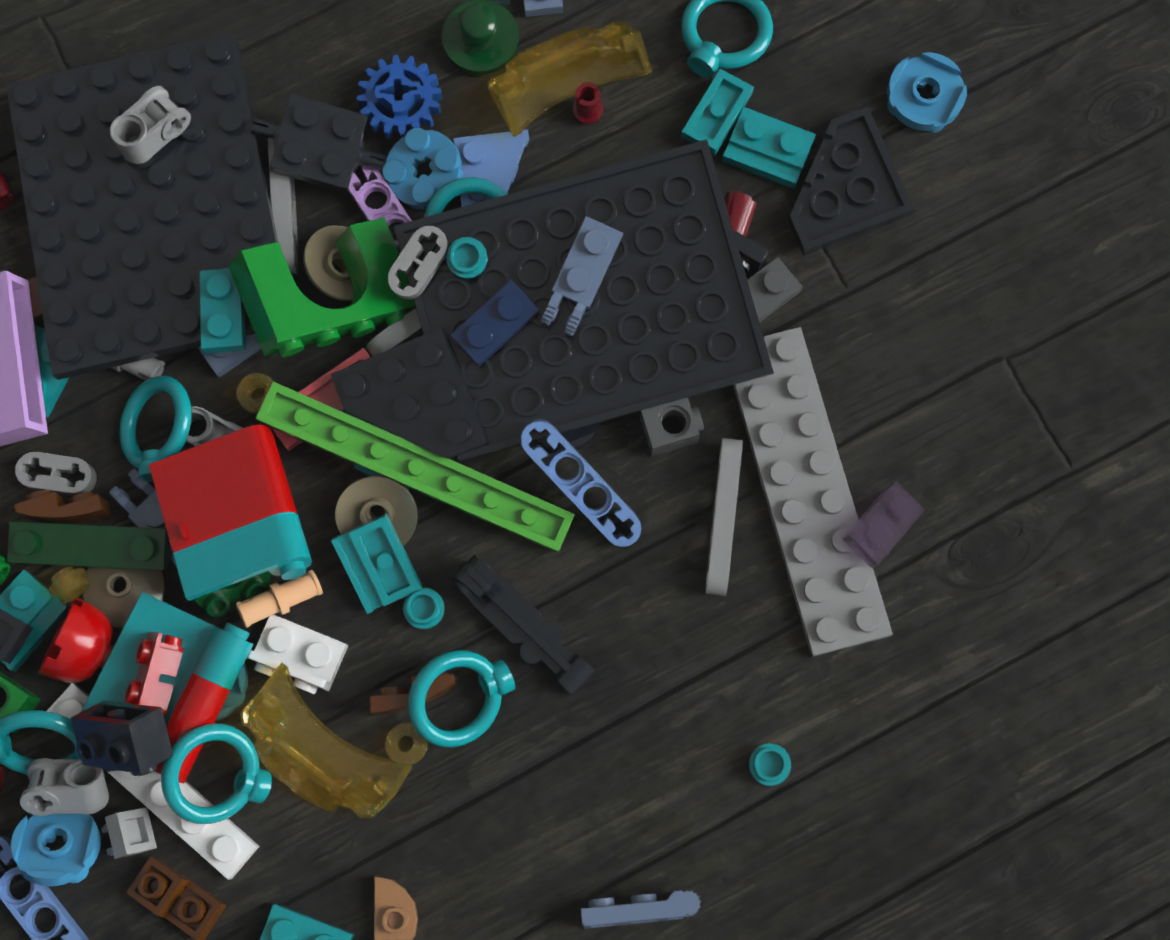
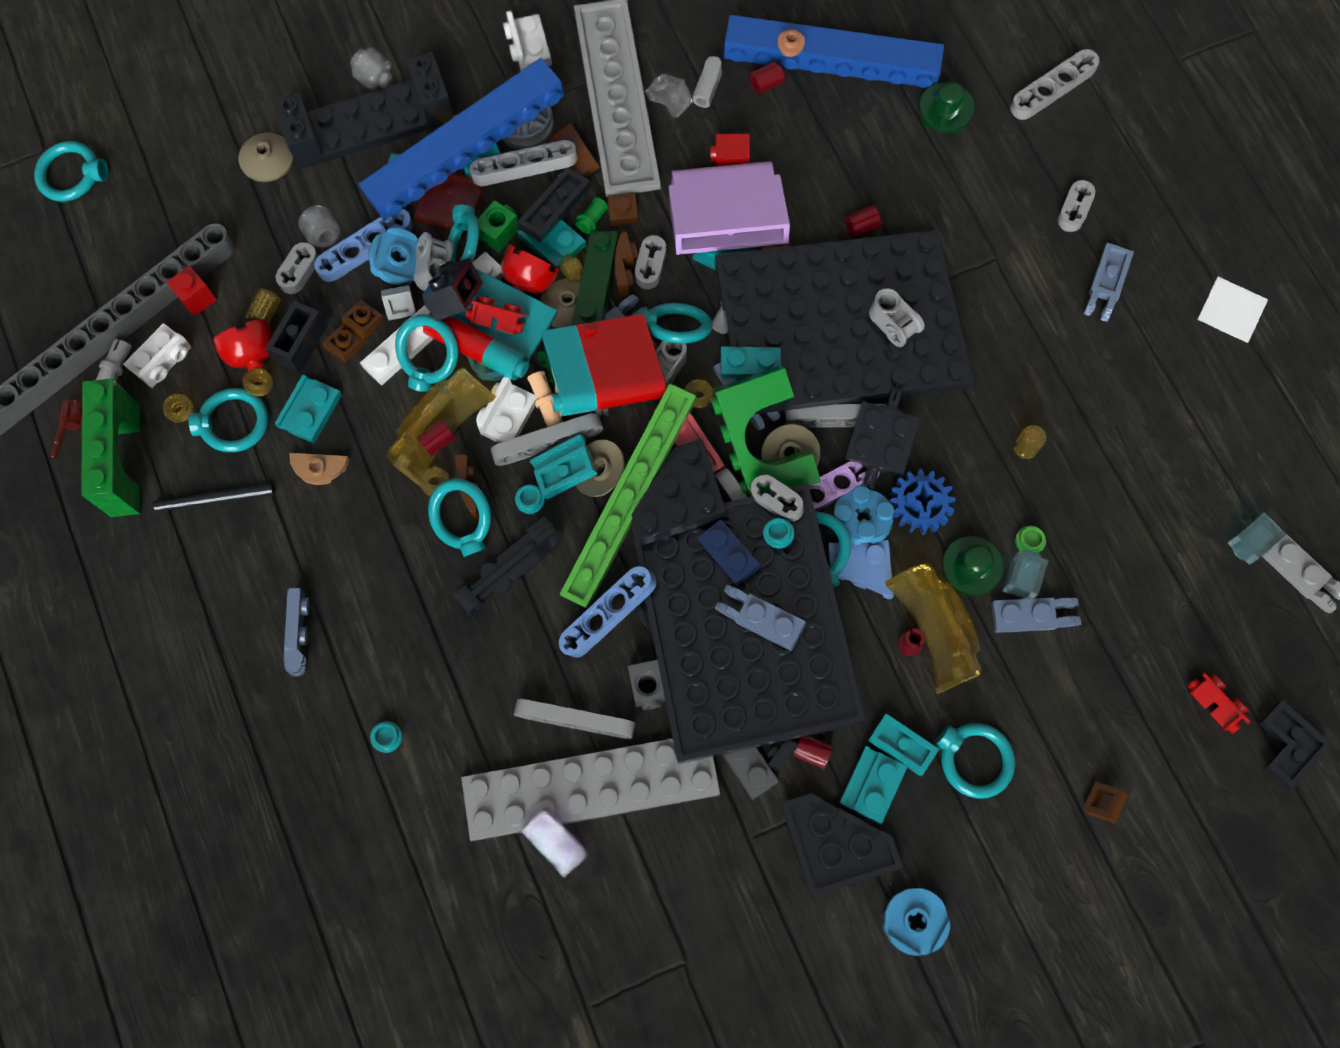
camera: 95 degrees right, 5 degrees down
(337, 594) = (545, 439): none -> light grey beam
(341, 747) = (436, 437): none -> dark red piece

